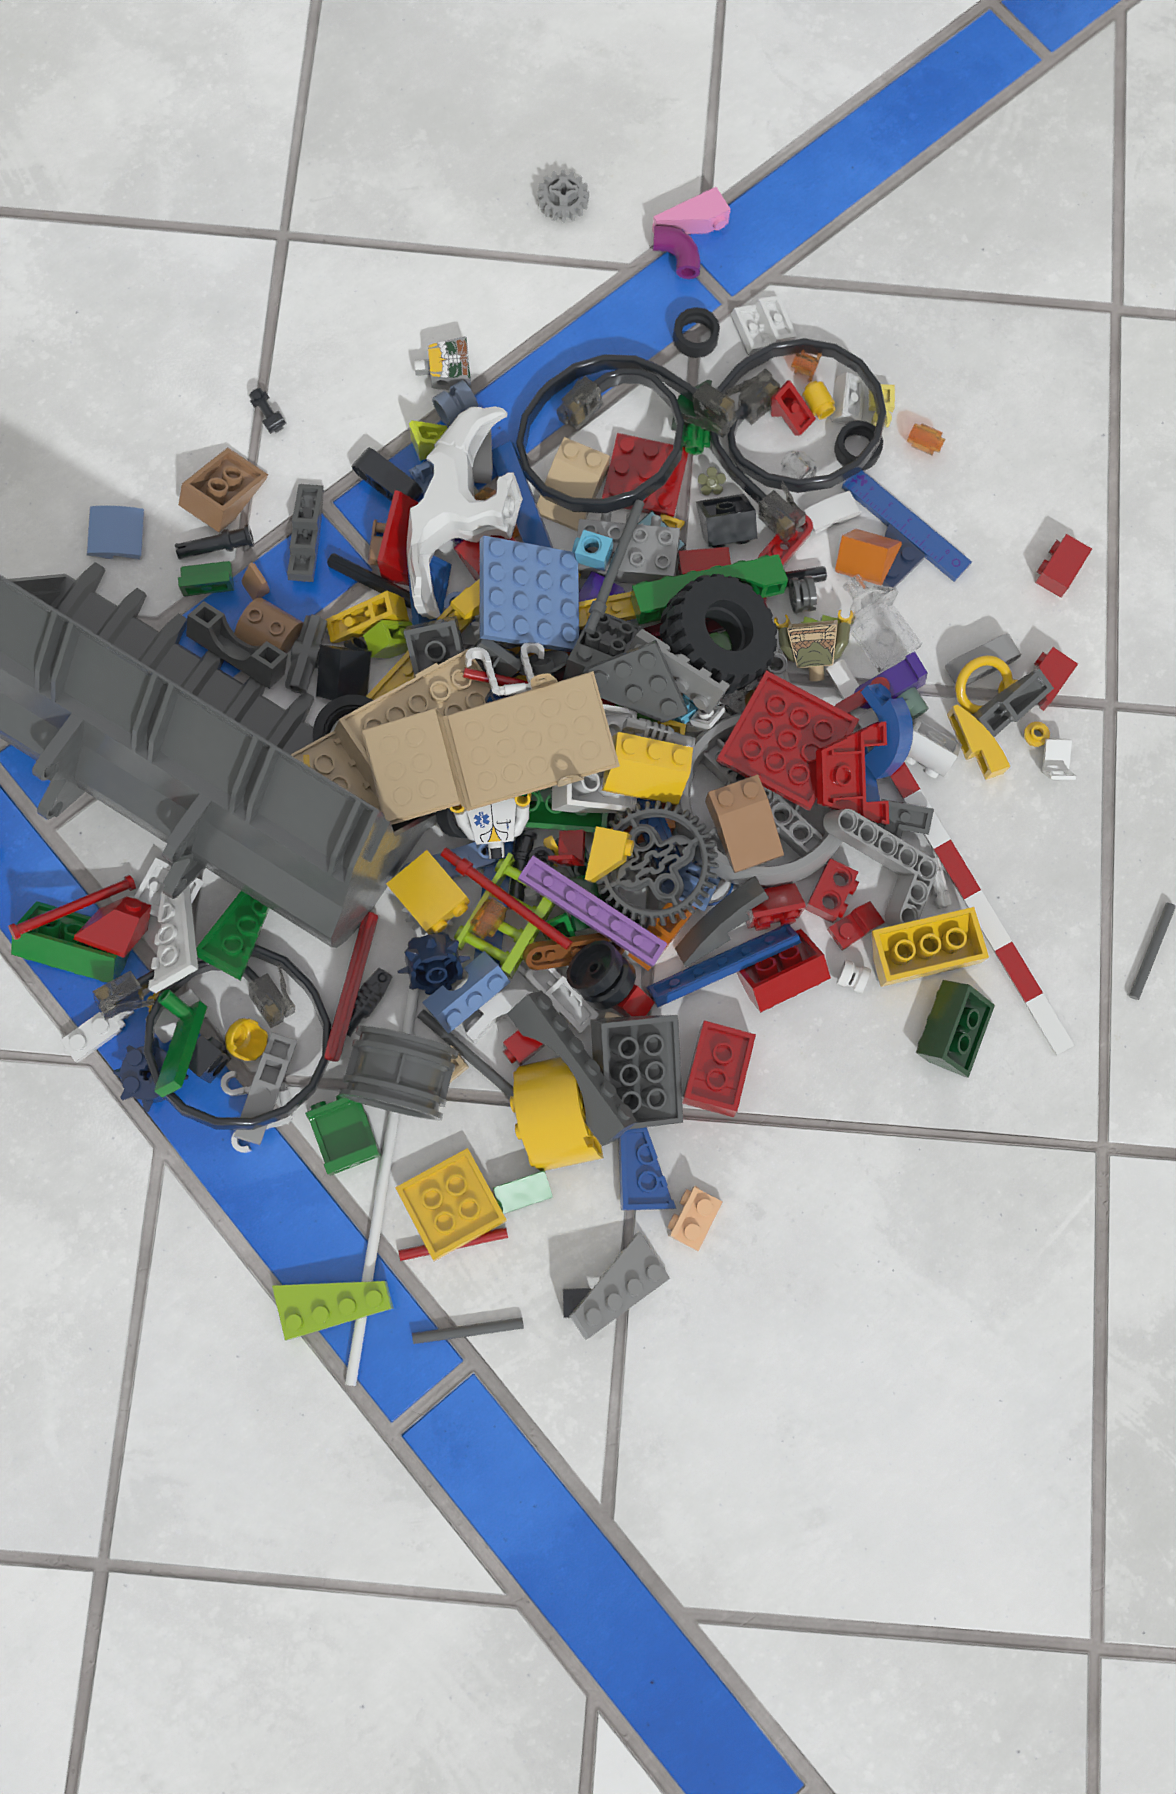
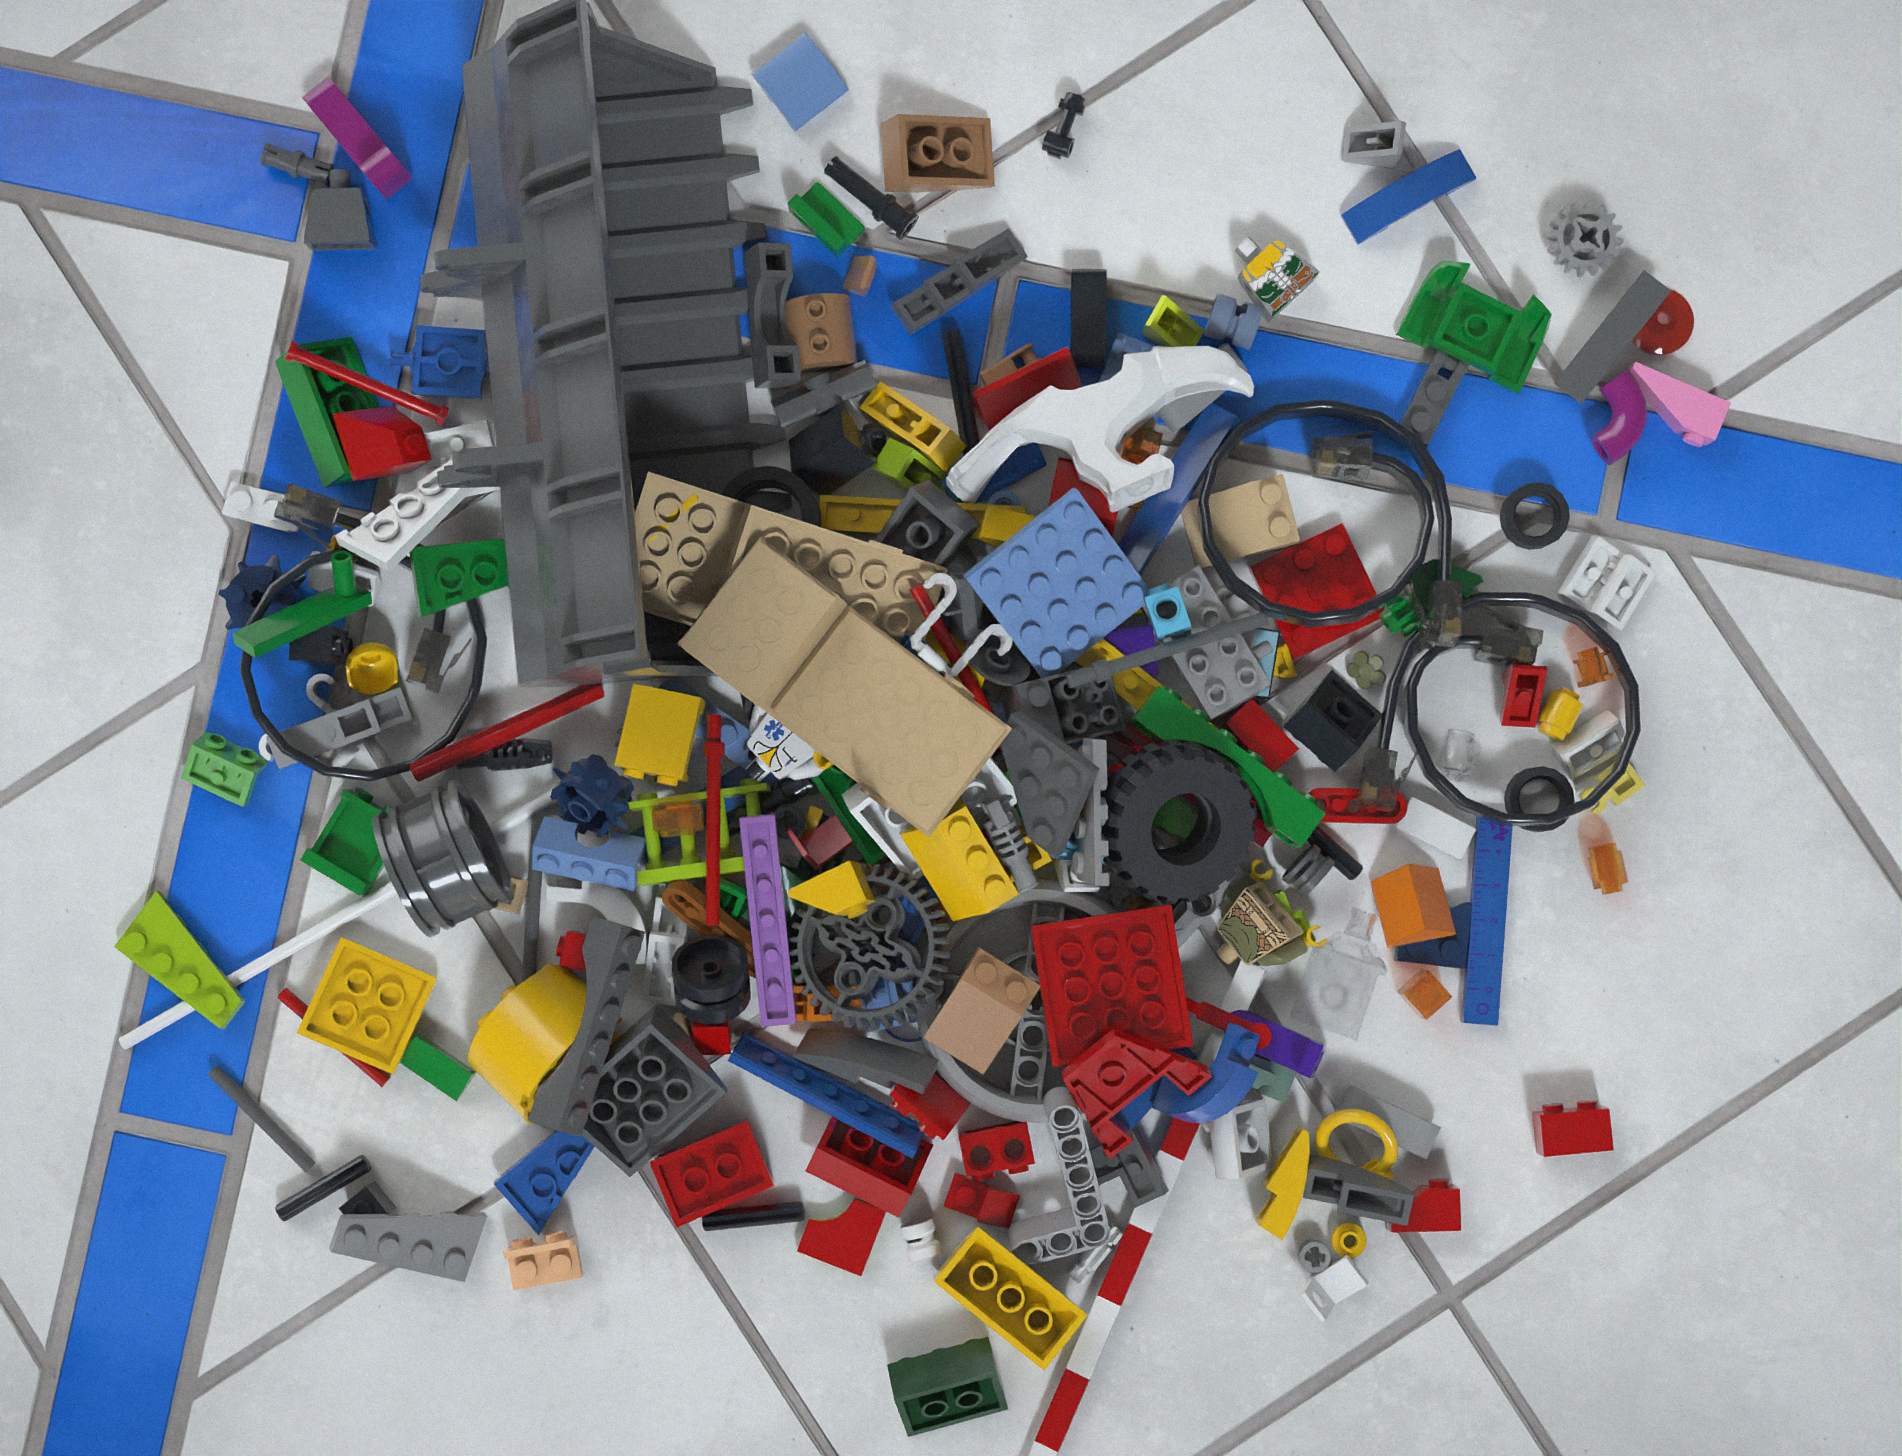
camera: 60 degrees right, 10 degrees up
(102, 853) = (446, 362): none -> blue plate
(231, 1182) = (223, 768): none -> bright green bracket
(420, 259) = (1374, 144): none -> light grey slope
(461, 268) = (1408, 195): none -> blue slope
(542, 1324) = (323, 1188): none -> black axle
(563, 284) = (1475, 326): none -> green piece
(584, 332) = (1433, 396): none -> dark grey plate
(629, 221) = (1612, 336): none -> dark grey slope
(640, 203) = (1669, 337): none -> clear red dish
(764, 1067) = (754, 1216): none -> black axle
(818, 1023) = (844, 1239): none -> red tile
(923, 585) = (1424, 994): none -> clear orange brick
(1034, 767) = (1321, 1248): none -> light grey bush

